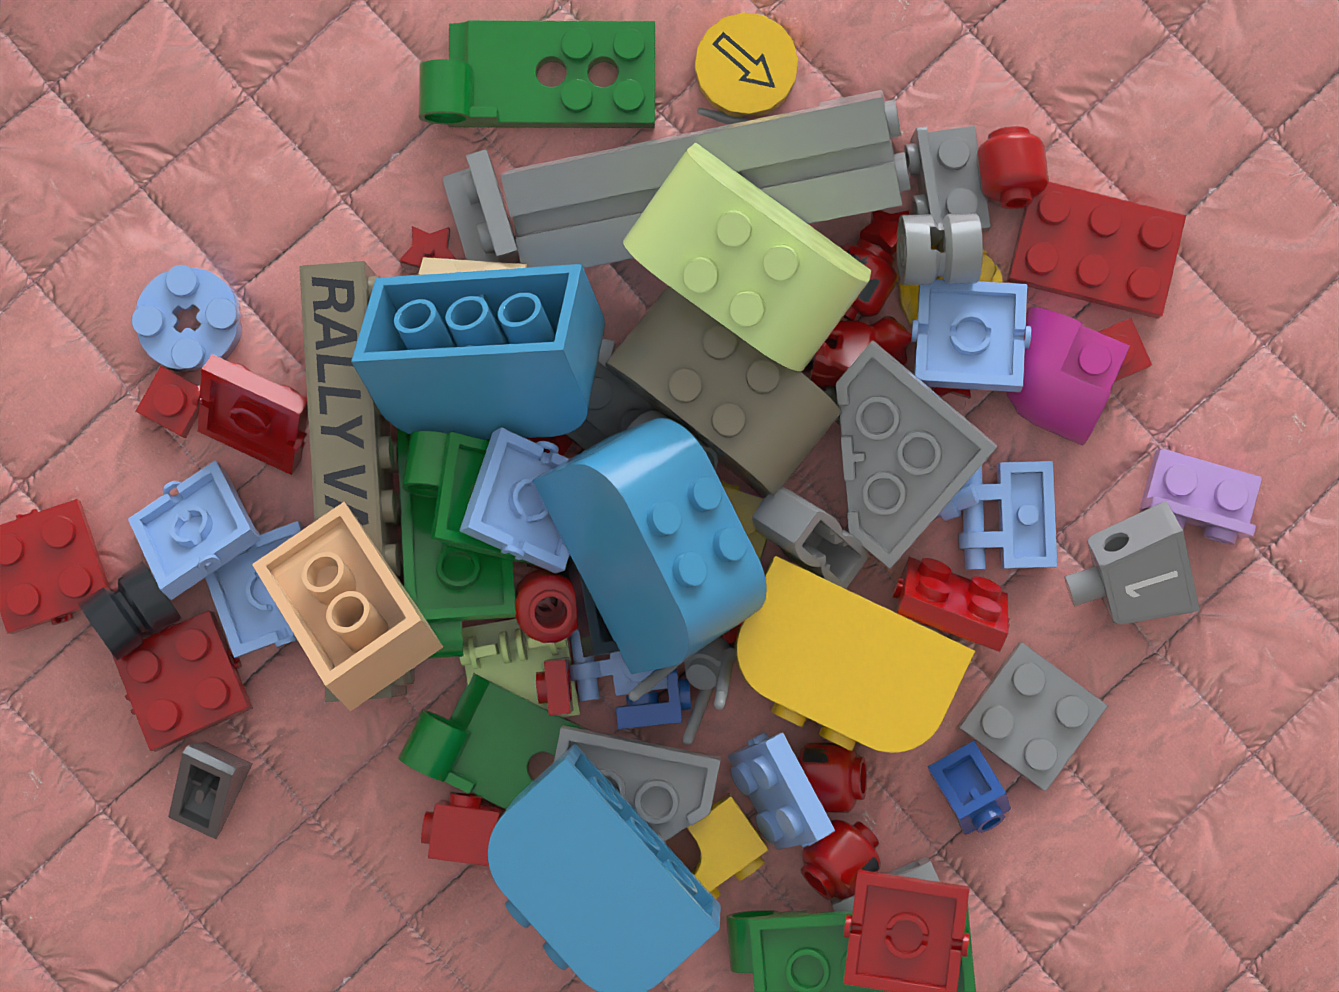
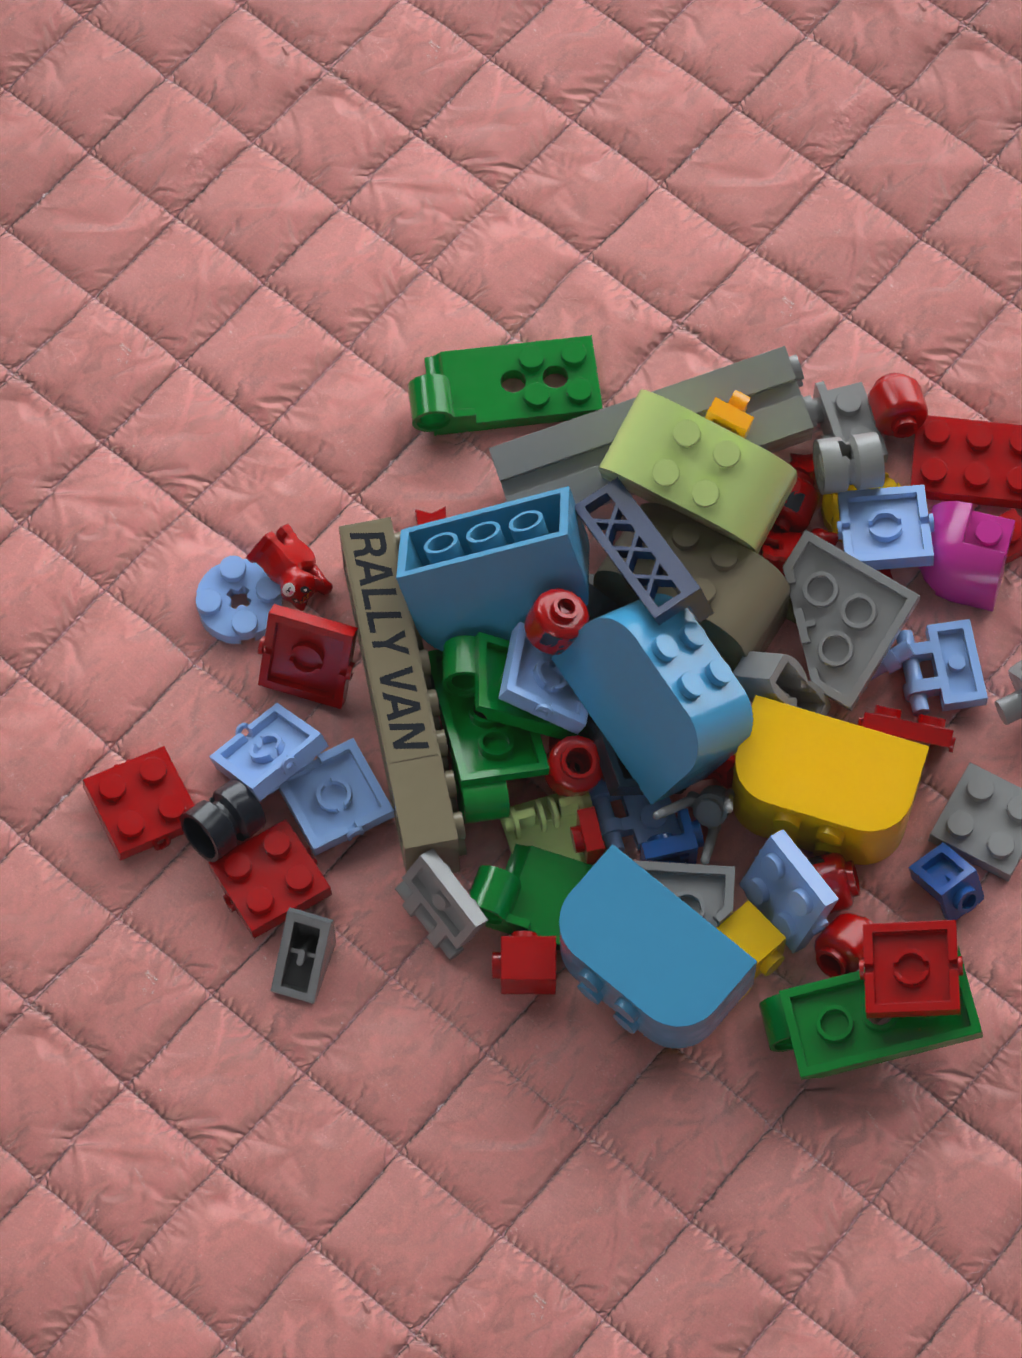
camera: 10 degrees left, 20 degrees down
(170, 402) = (234, 665): red plate -> none
(241, 284) = (290, 565): none -> red animal
(346, 607) = (417, 766): light nougat slope -> none
(378, 768) = (440, 904): none -> light grey plate
(481, 212) = (470, 478): light grey bracket -> none
(526, 452) = (555, 620): none -> red head
(679, 373) = (645, 545): none -> dark blue fence
(746, 65) = (668, 354): yellow tile -> none
(797, 189) = (731, 414): none -> light orange tile

